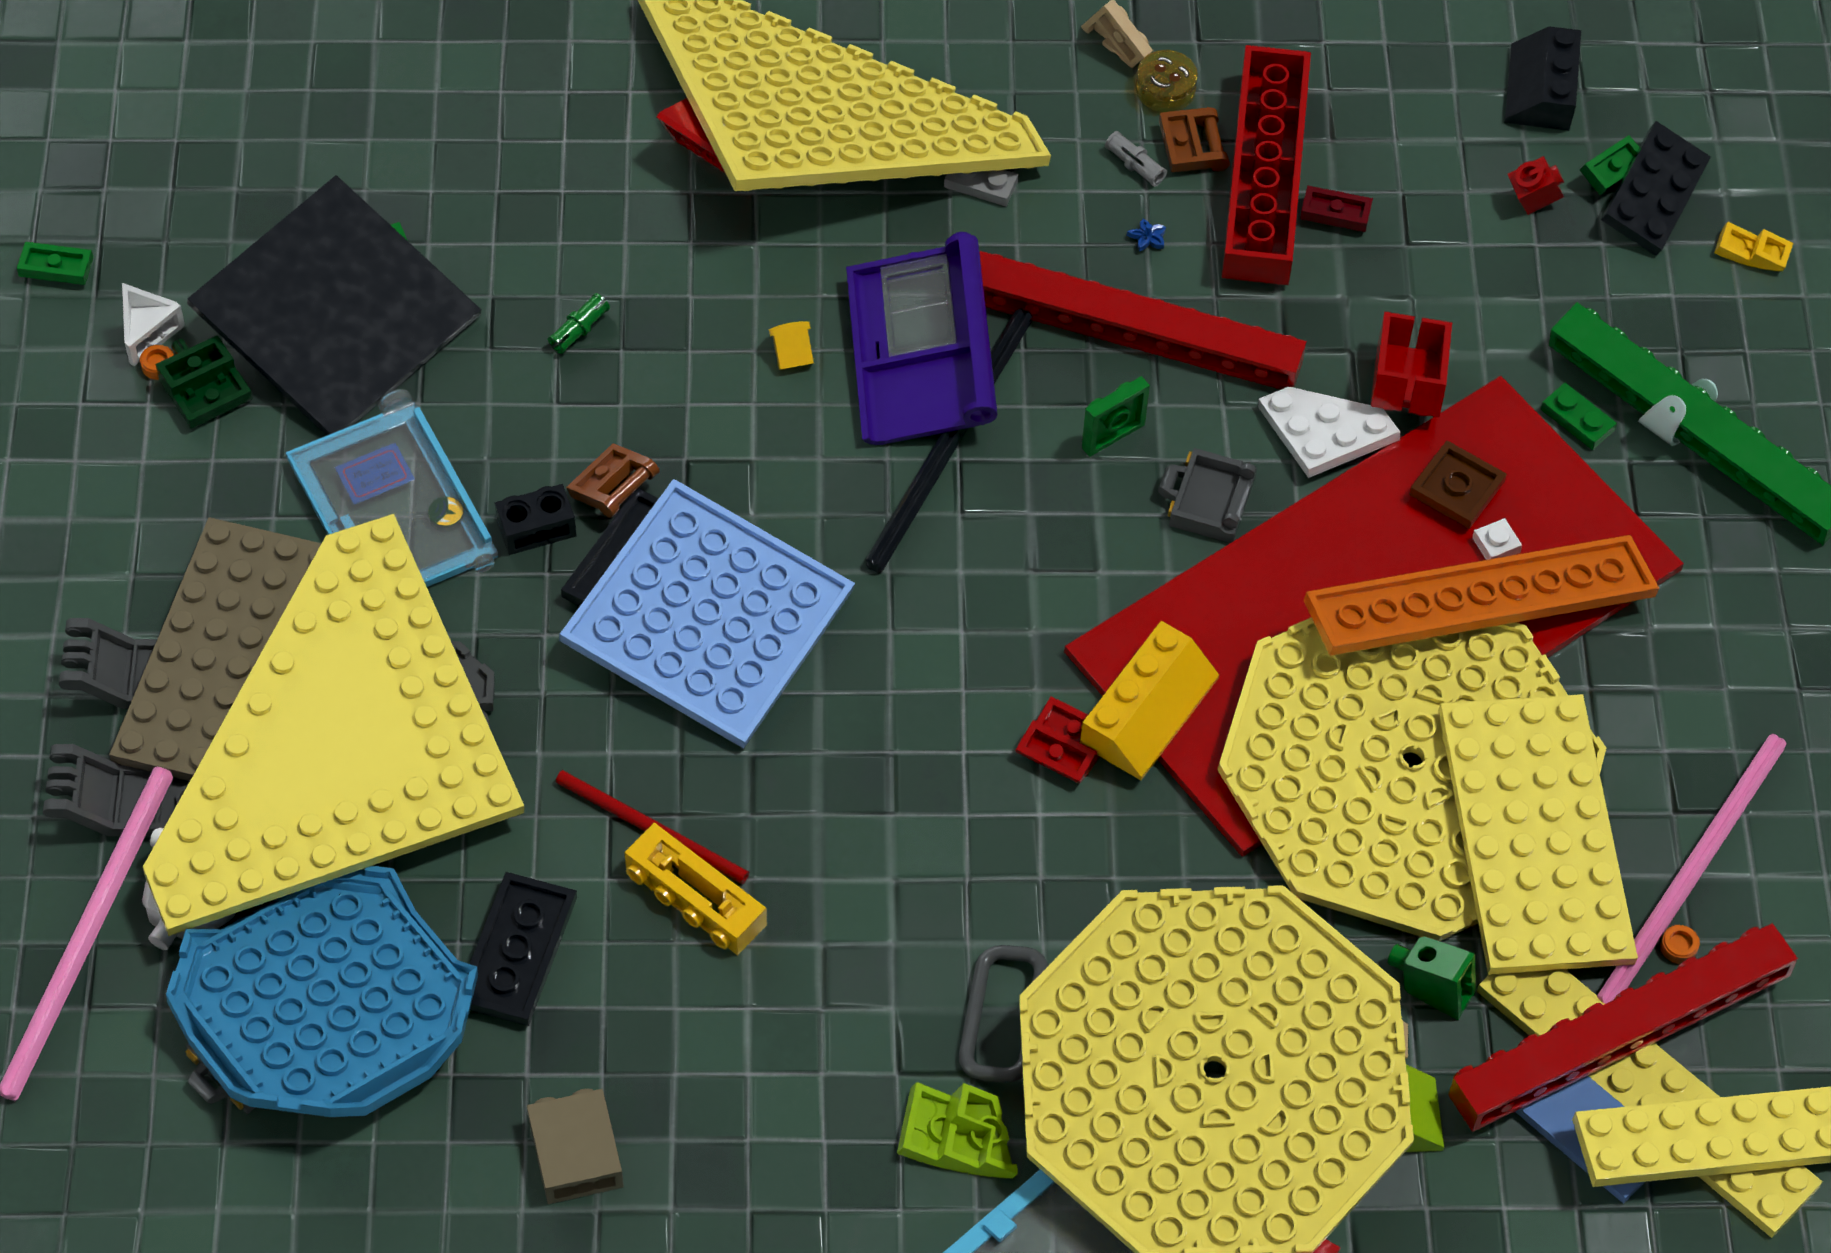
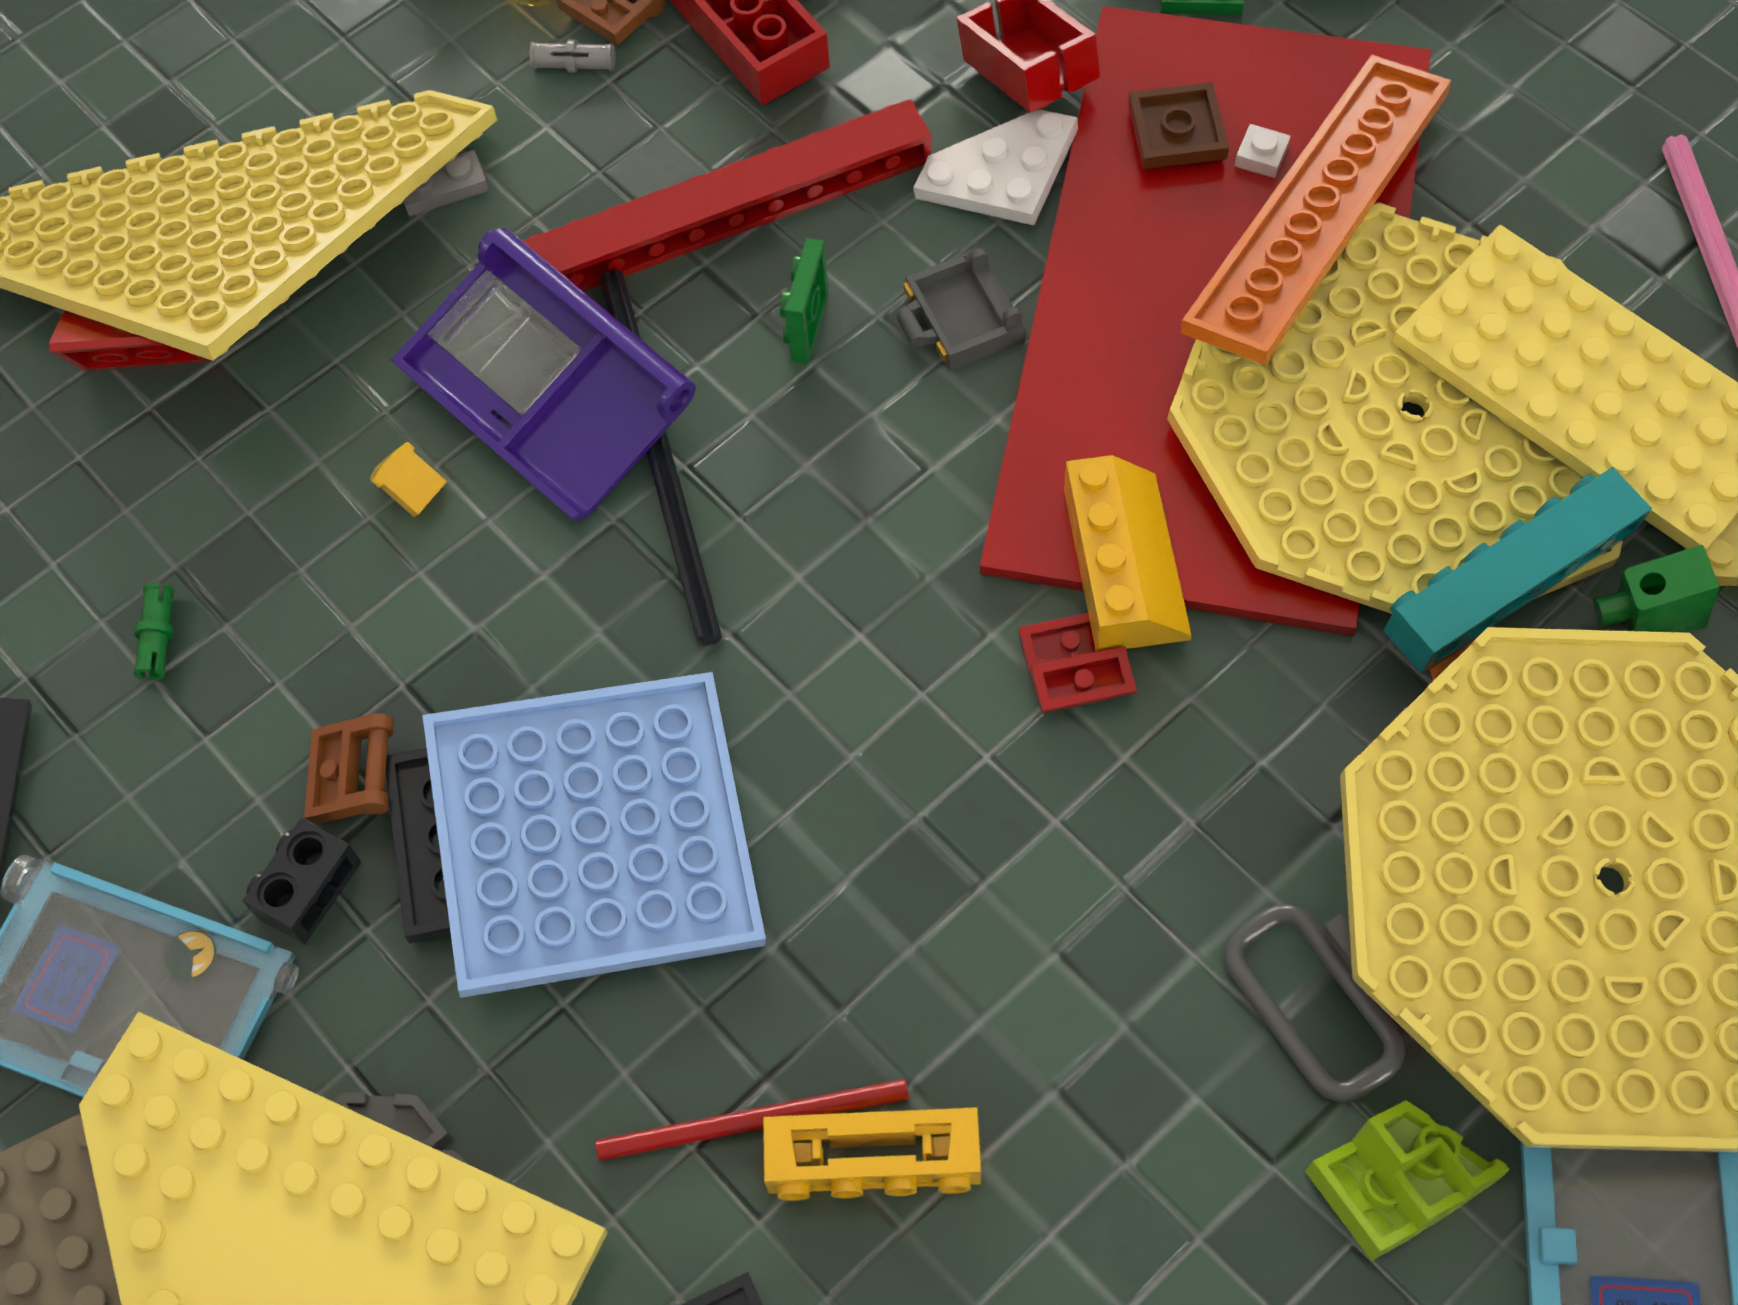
camera: 35 degrees left, 5 degrees up
(1148, 235) = (655, 117): blue plant -> none
(1367, 886) = (1515, 569): none -> teal brick

